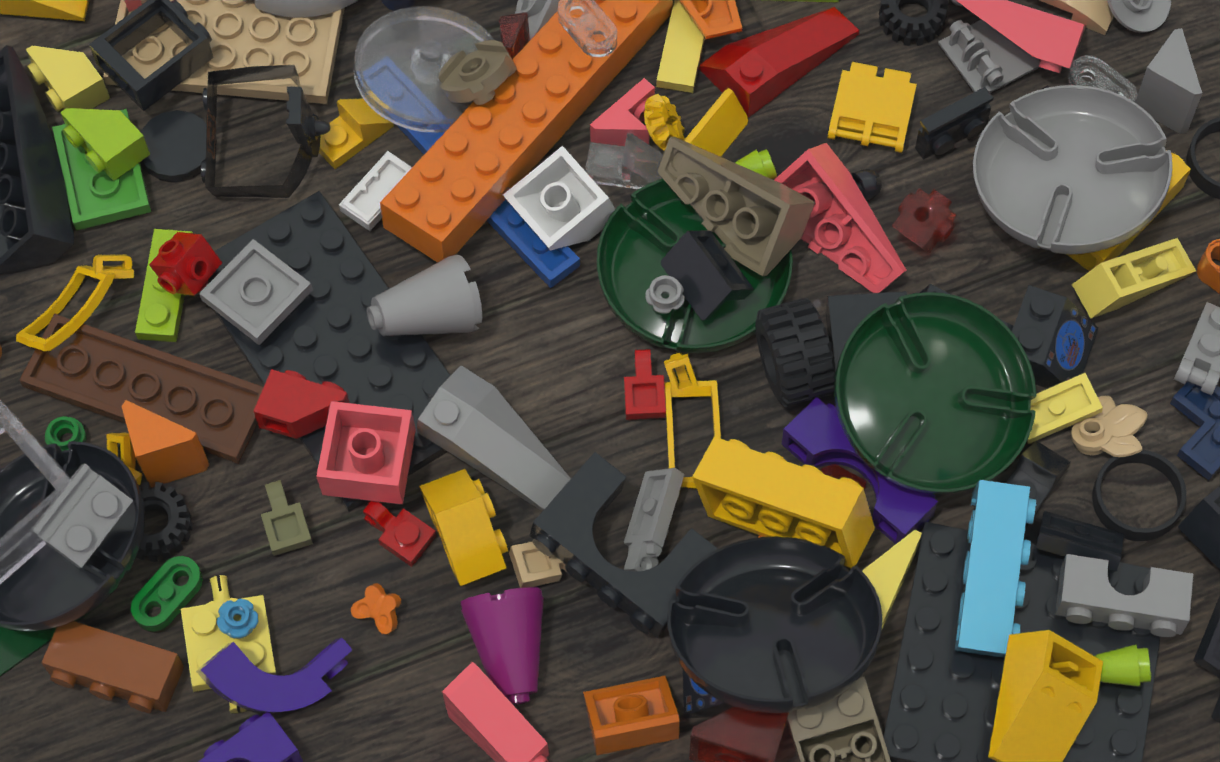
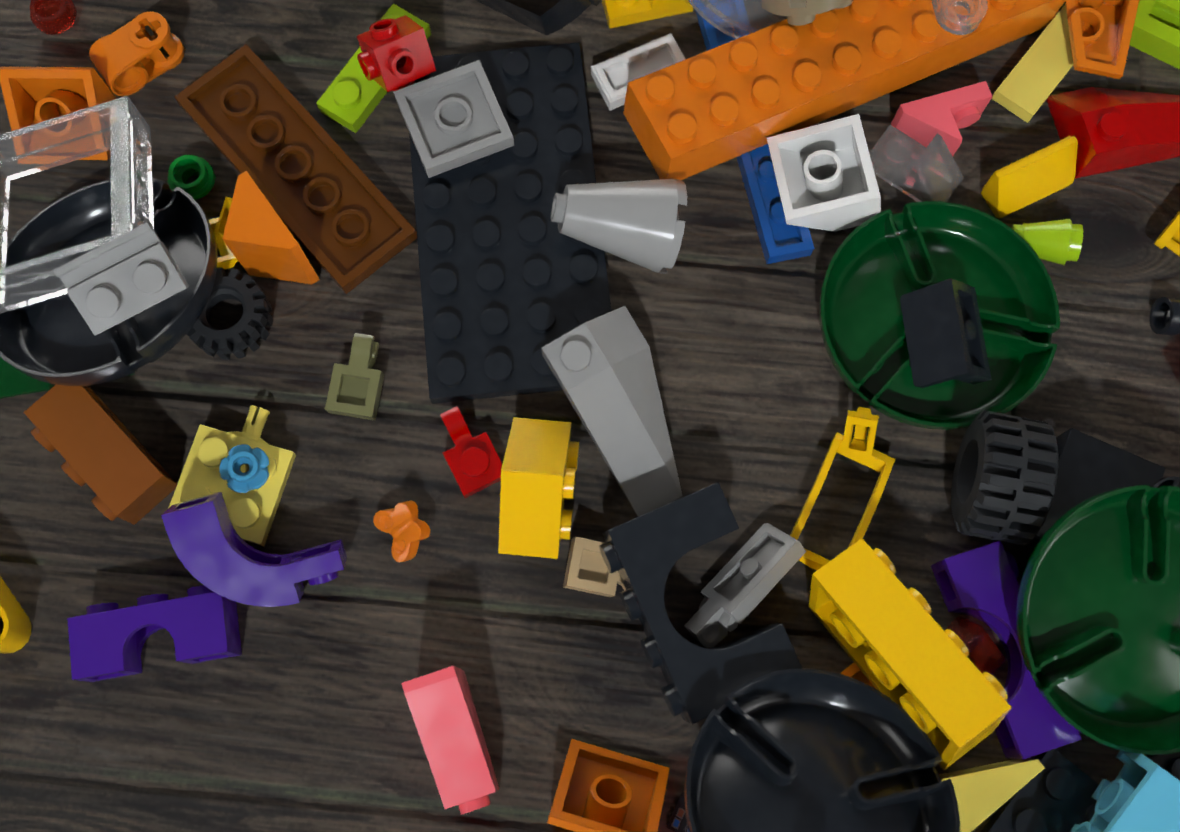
camera: 25 degrees right, 10 degrees up
(104, 274) = (314, 26): yellow sword -> none
(163, 593) = (199, 396): green plate -> none
(294, 404) = (429, 265): red slope -> none
(366, 452) = (471, 354): coral brick -> none
(508, 638) = (516, 644): magenta cone -> none
(644, 391) = (810, 433): red plate -> none
(662, 120) = (981, 142): yellow gear -> none
(663, 285) = (893, 326): light grey plate -> none
(746, 210) = (1025, 281): dark tan wedge -> none
(842, 220) = (1119, 339): coral wedge -> none

